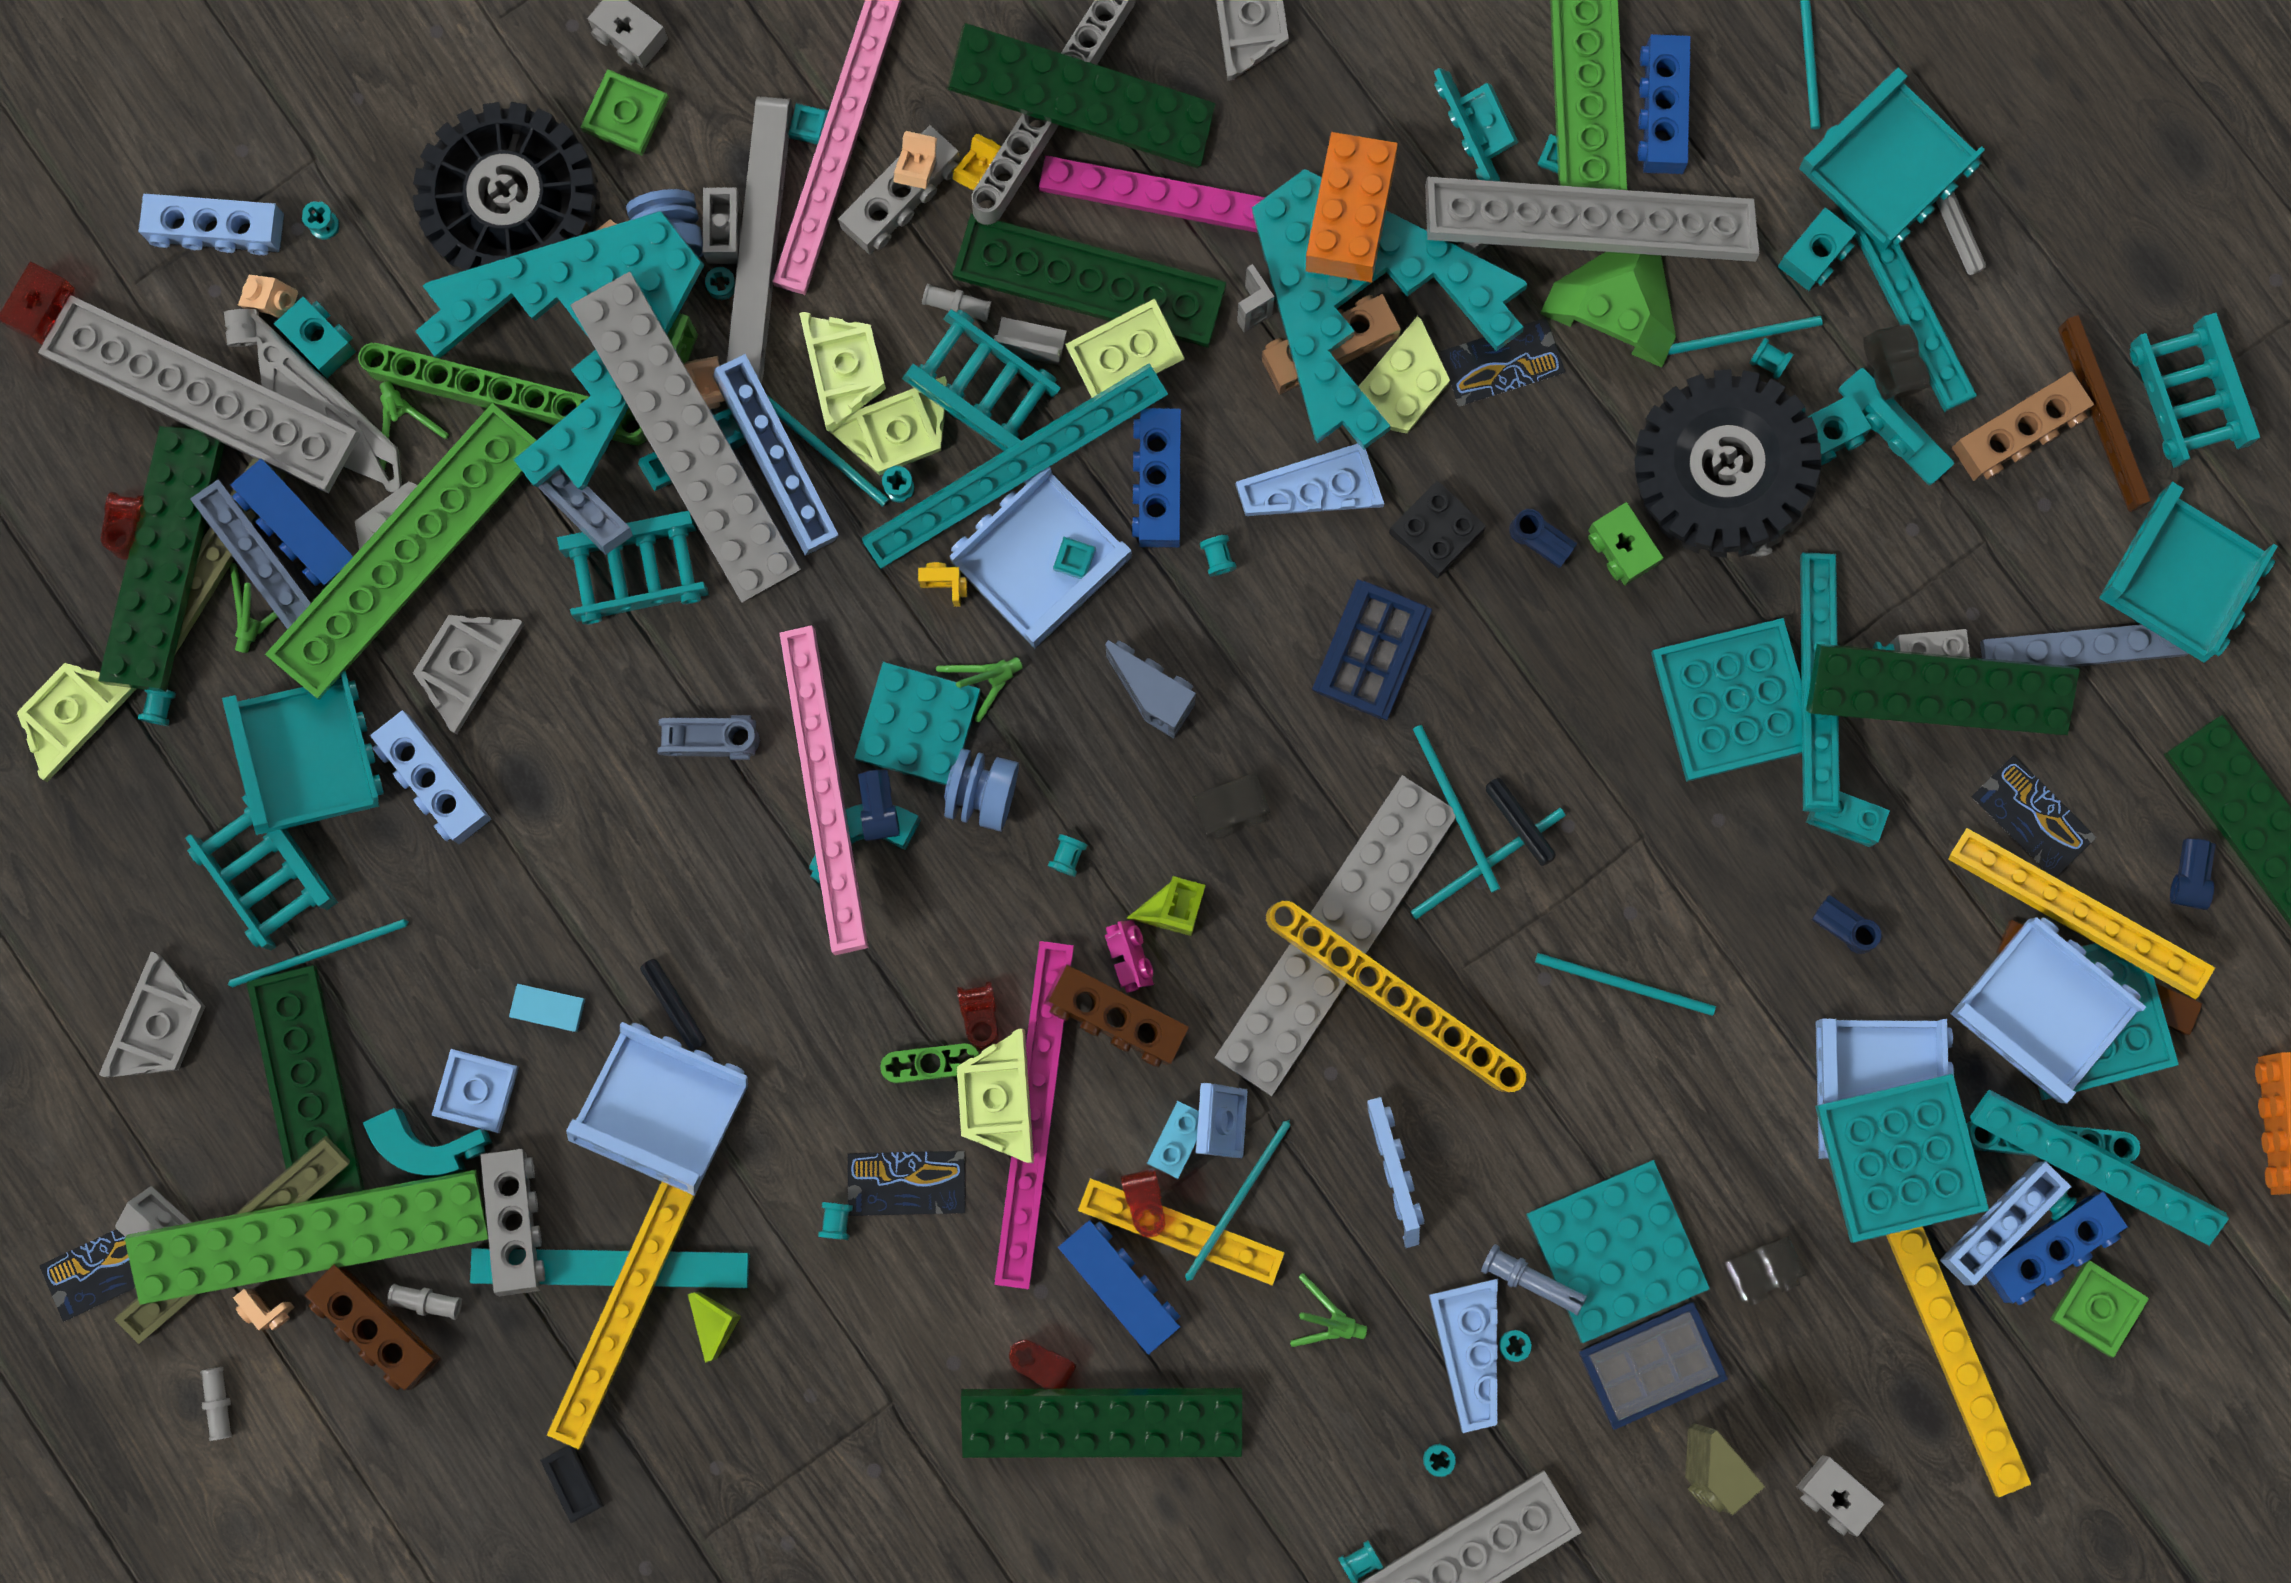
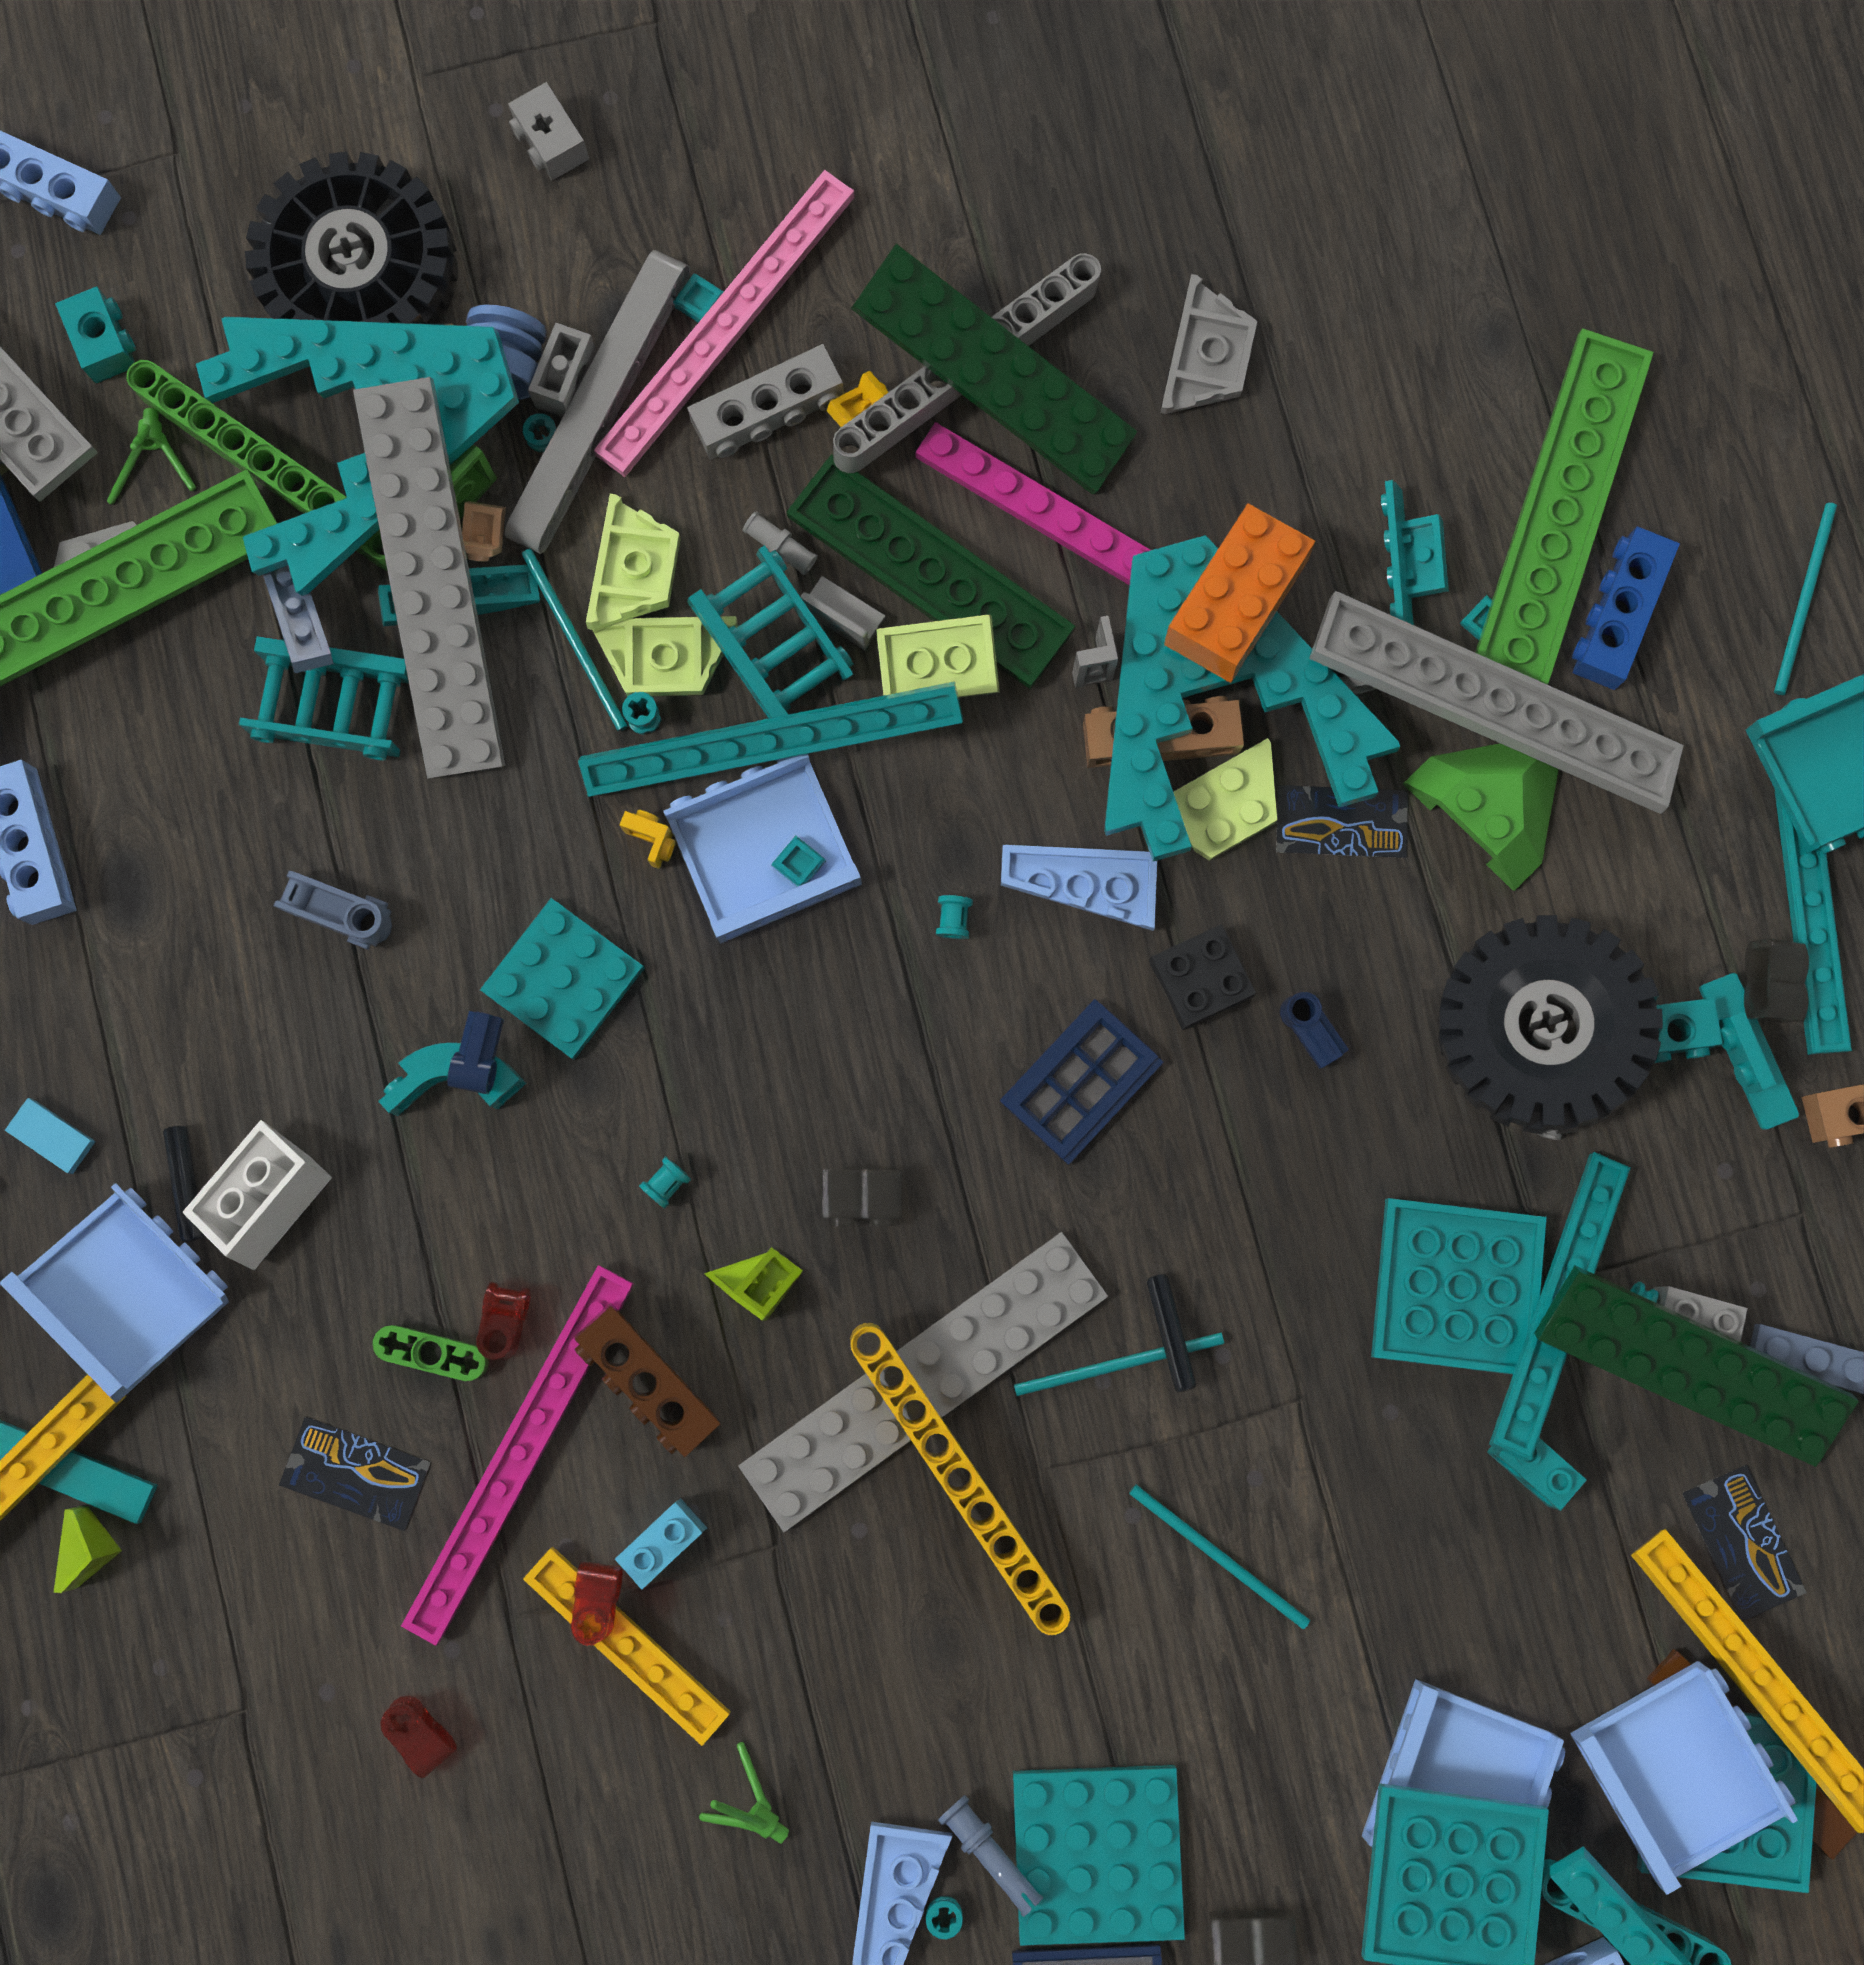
camera: 20 degrees right, 0 degrees up
(267, 295) = (65, 273): light nougat bracket -> none
(296, 379) = (58, 374): light grey wing -> none
(330, 220) = (155, 214): teal bush -> none
(463, 663) = (110, 734): light grey wing -> none
(624, 112) = (511, 217): bright green plate -> none
(740, 989) = (256, 1195): none -> white slope
(775, 454) = (519, 632): light blue brick -> none
(823, 791) = (426, 1017): bright pink plate -> none
(835, 1221) = (259, 1488): teal bush -> none
(916, 160) = (791, 374): light nougat bracket -> none
(981, 789) = (591, 1072): medium blue wheel -> none
(995, 673) = (667, 956): bright green plant -> none
(997, 1099) = (482, 1423): yellowish green wing -> none
(1101, 1422) = (456, 1827): dark green plate -> none
(1119, 1287) = (536, 1682): blue brick -> none
(1127, 940) = (691, 1336): dark pink hinge -> none
(1159, 698) = (824, 1045): sand blue slope -> none
(1166, 426) = (909, 867): blue brick -> none
(1221, 1120) = (715, 1542): light blue tile -> none
(1237, 1200) = (700, 1636): teal axle -> none
(1402, 1183) = (884, 1687): light blue wing -> none
(1457, 809) = (1107, 1291): teal axle -> none
(1623, 526) = (1407, 1050): bright green brick -> none
(1745, 335) = (1619, 889): teal axle -> none
(1771, 358) = (1638, 926): teal bush -> none
(1831, 235) = (1753, 814): teal brick -> none
(1843, 924) = (1489, 1586): dark blue piece -> none

